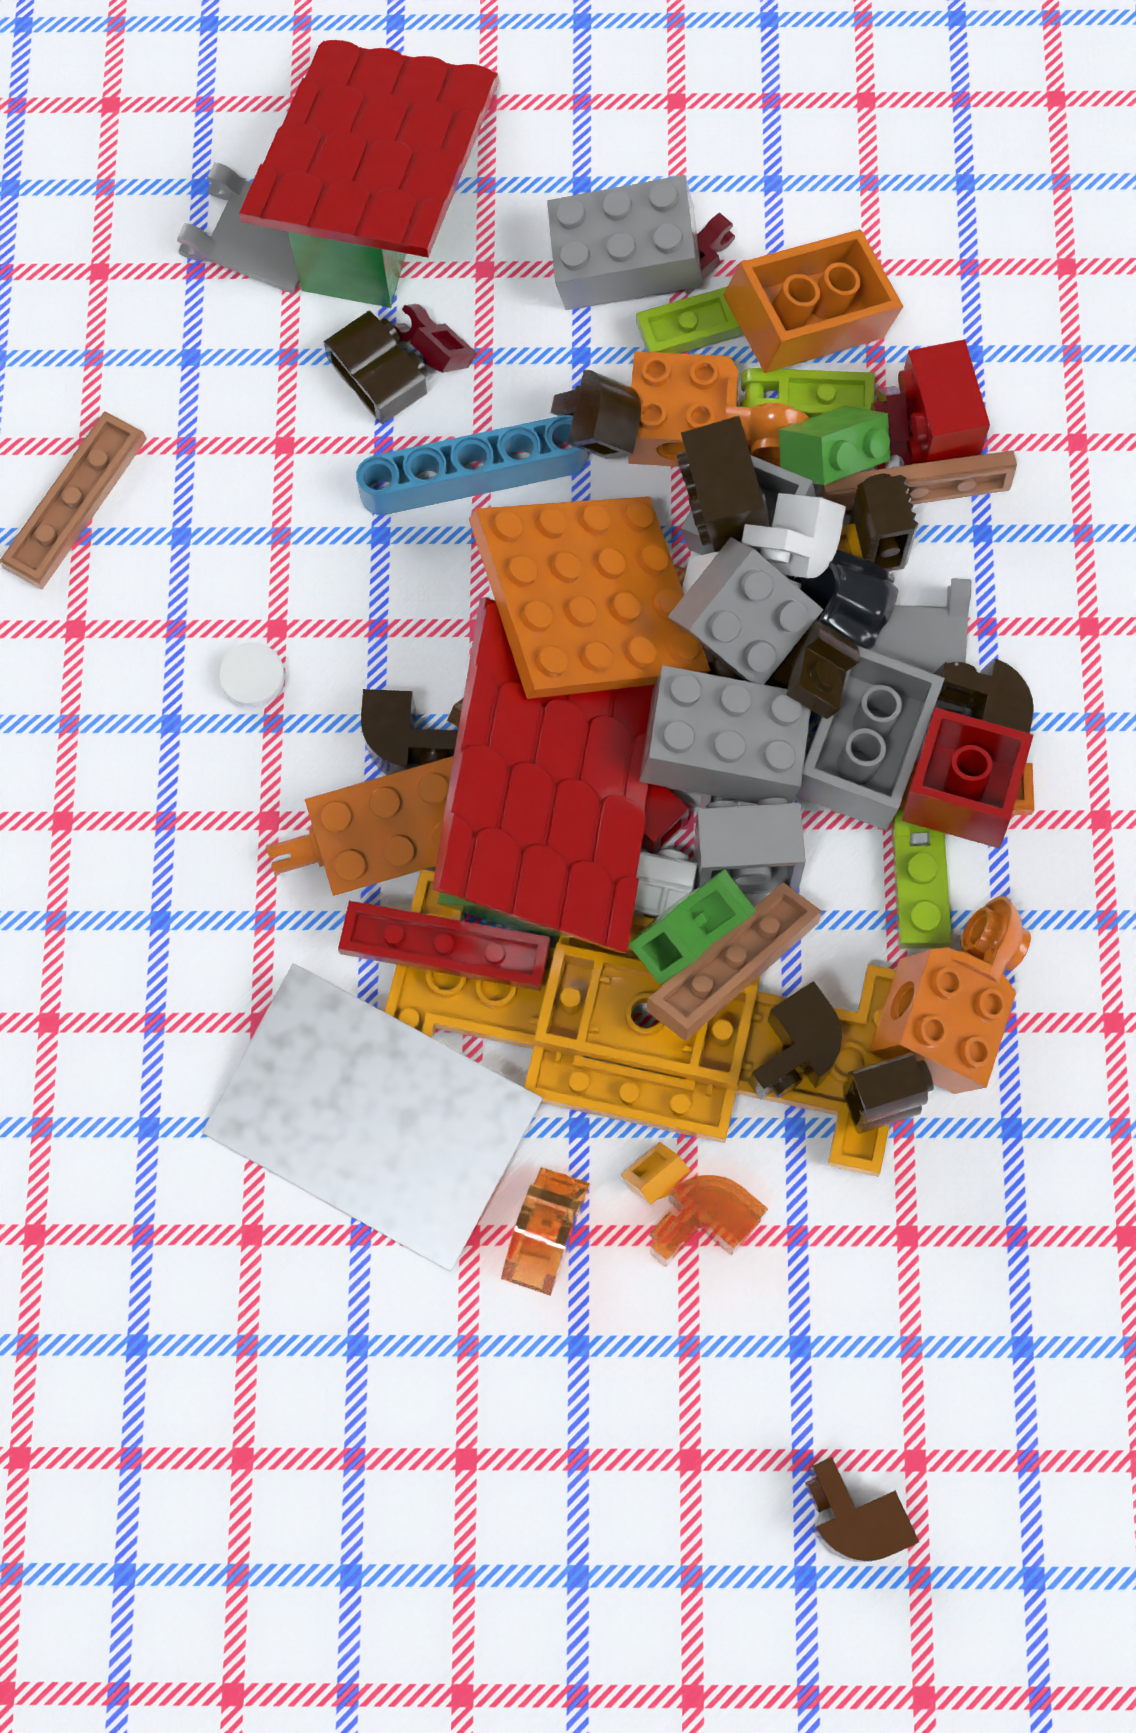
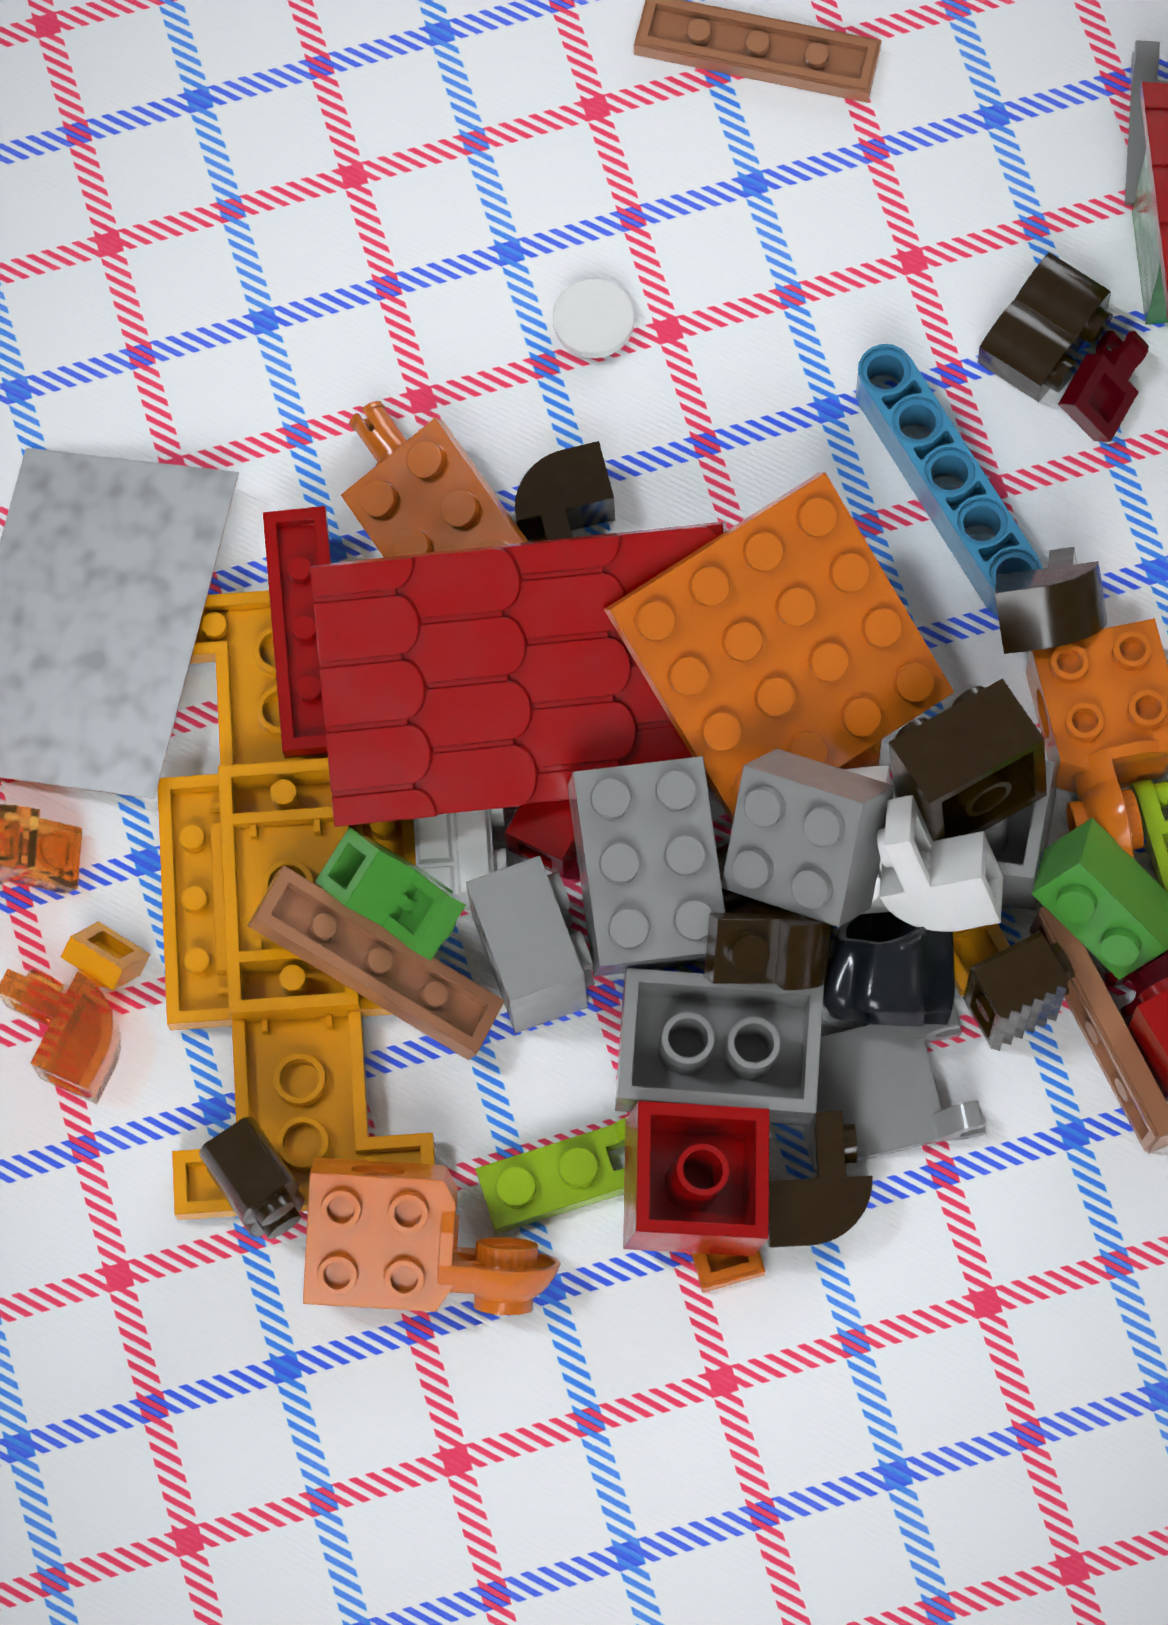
camera: 75 degrees right, 0 degrees up
(812, 1039) = (306, 1084): dark brown brick -> none

